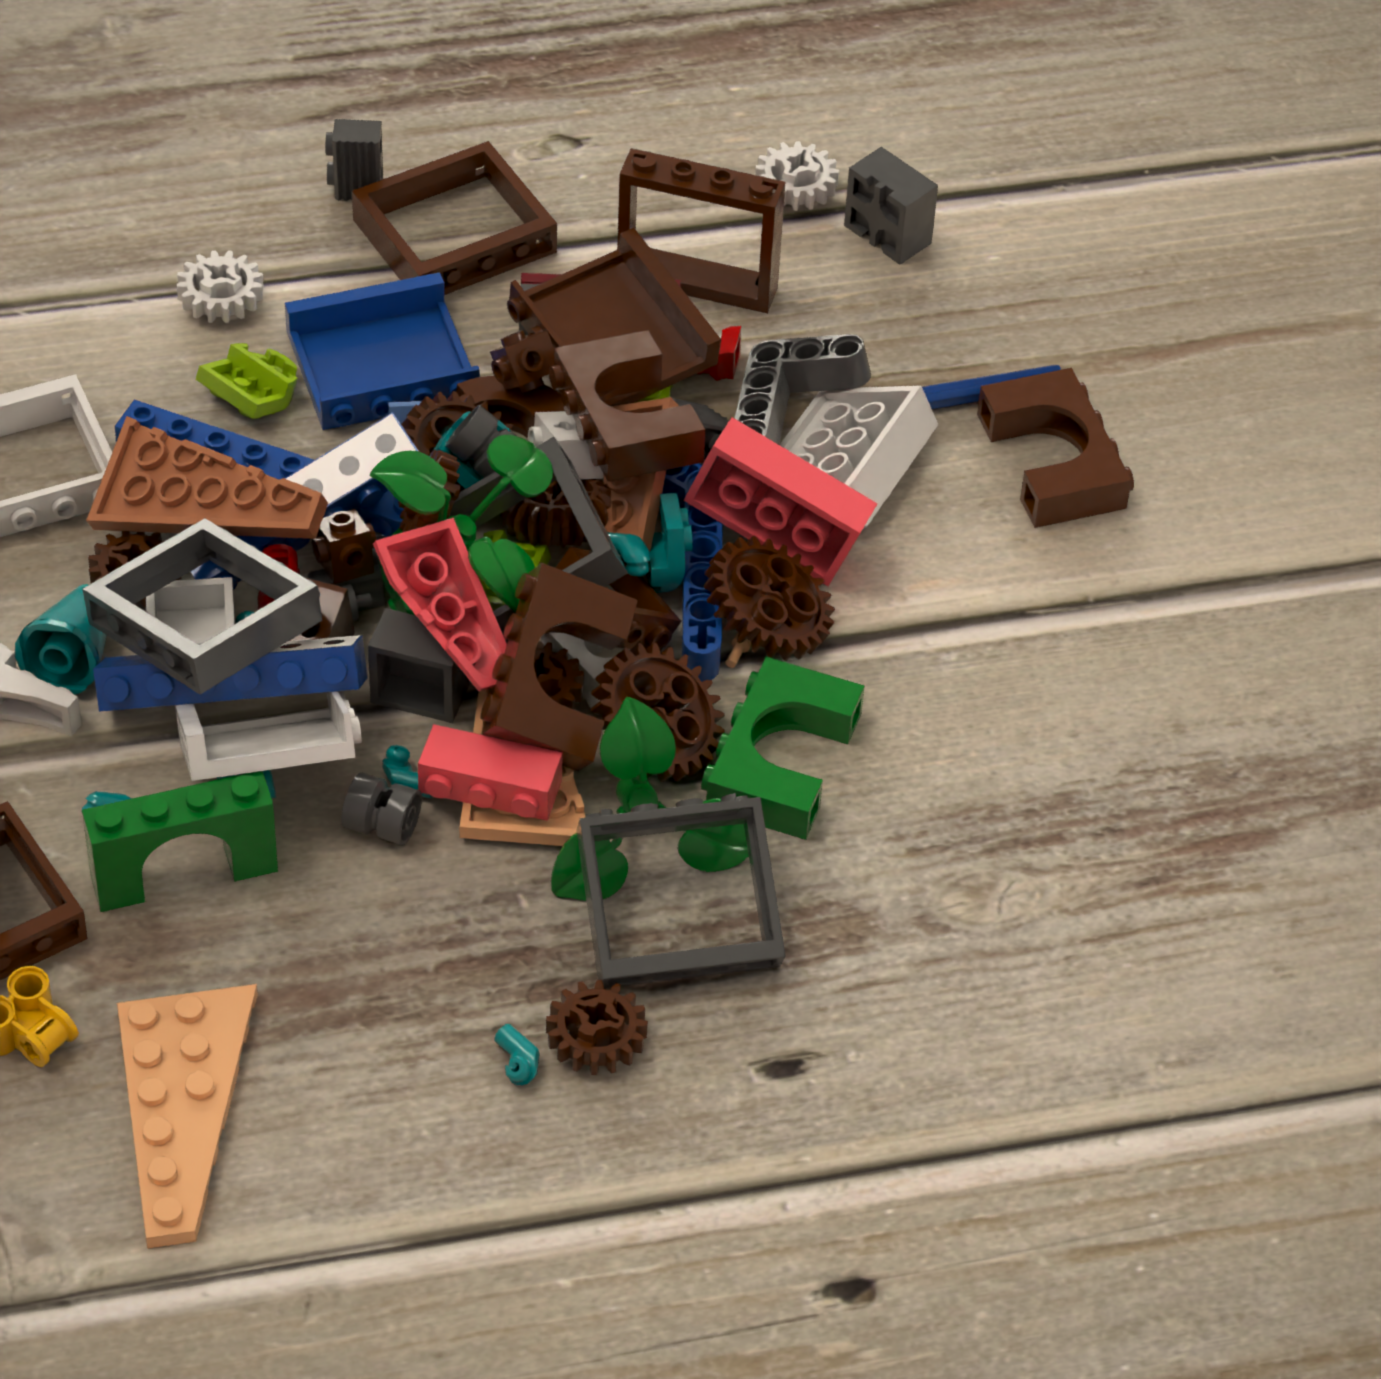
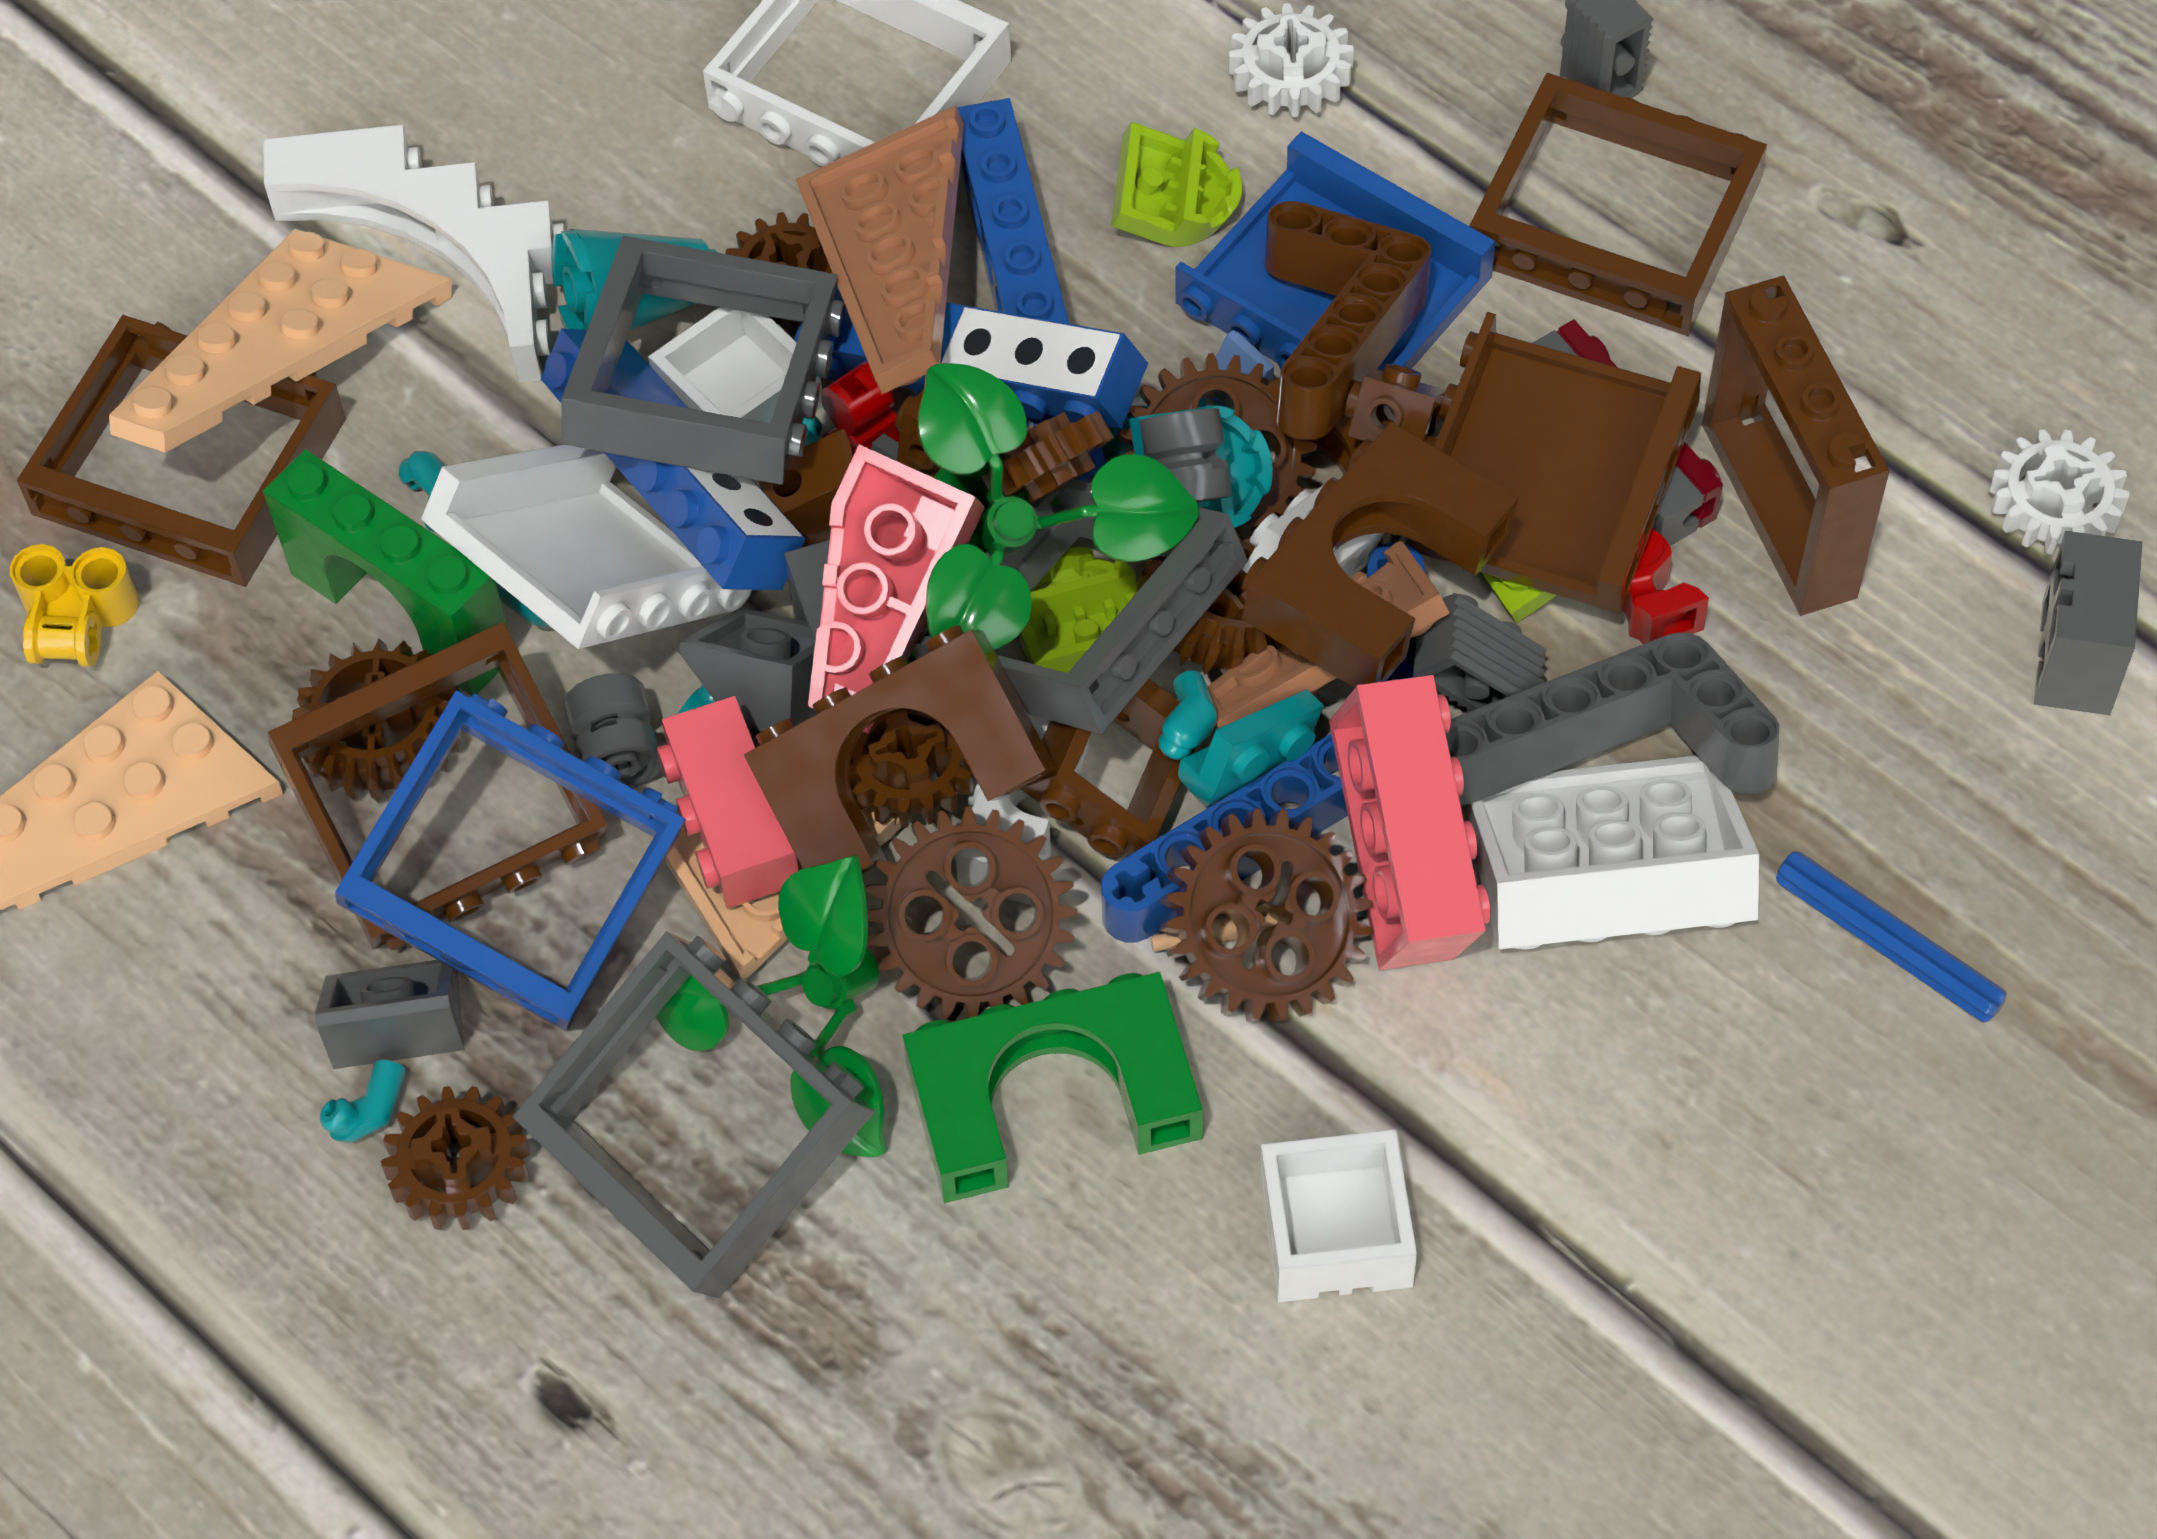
camera: 60 degrees right, 10 degrees up
(264, 926) = (394, 740): none -> reddish brown gear
(375, 834) = (397, 693): none -> reddish brown window
(406, 714) = (759, 661): none -> dark grey slope
(411, 957) = (544, 754): none -> blue window
(433, 329) = (1378, 290): none -> reddish brown beam
(469, 1008) = (390, 1013): none -> dark grey slope
(965, 675) = (1337, 1215): none -> white piece
(1059, 407) = (1833, 1160): reddish brown arch -> none

